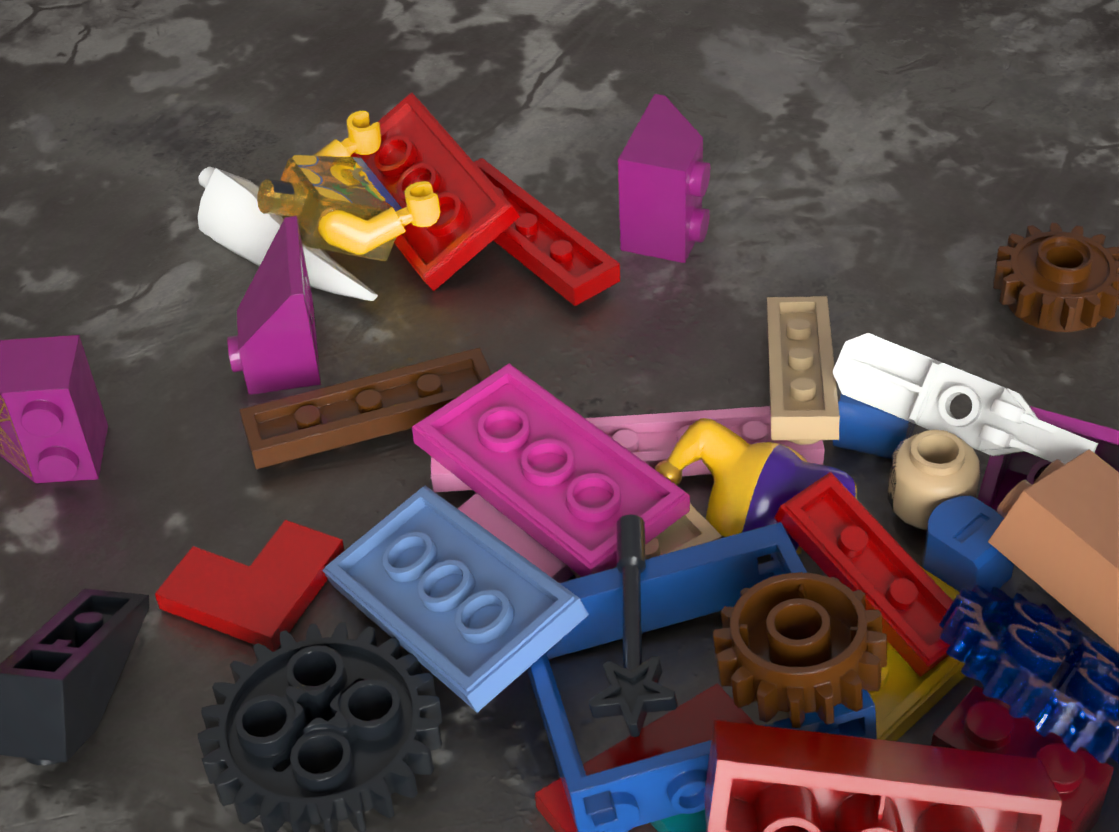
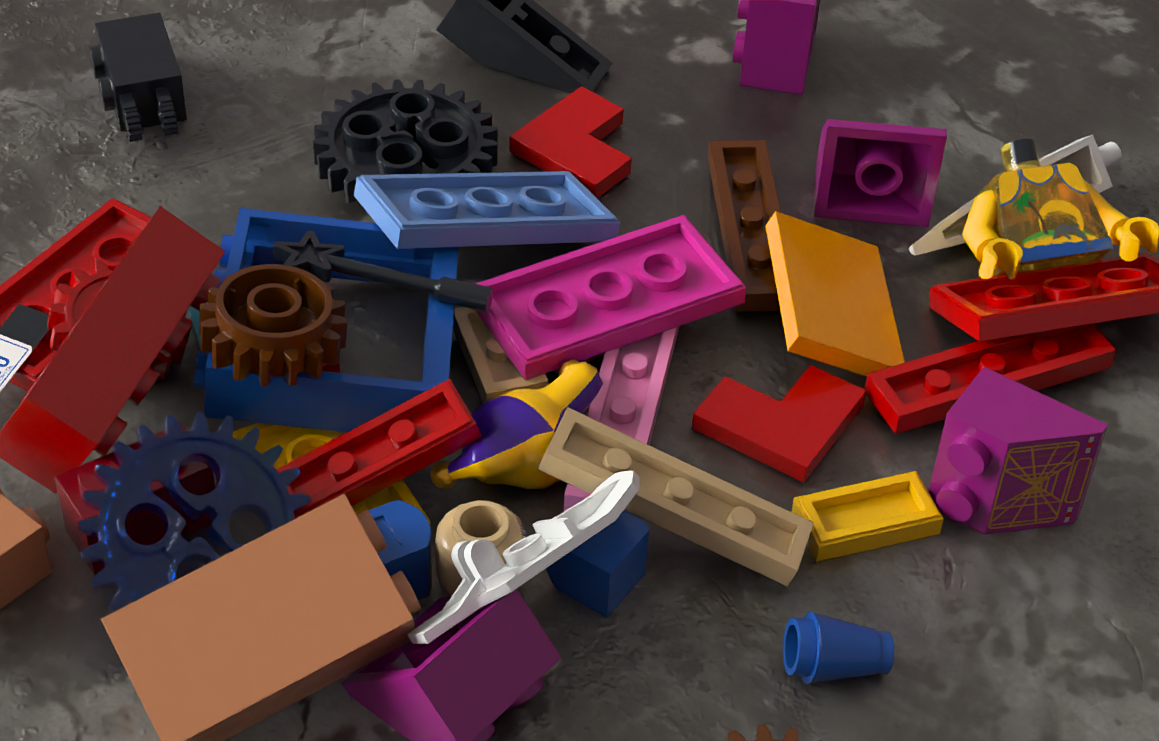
camera: 100 degrees right, 0 degrees up
(476, 325) = (832, 297): none -> light orange tile
(645, 341) = (786, 433): none -> red tile
(722, 284) = (868, 515): none -> yellow tile
(891, 273) = (834, 649): none -> blue cone

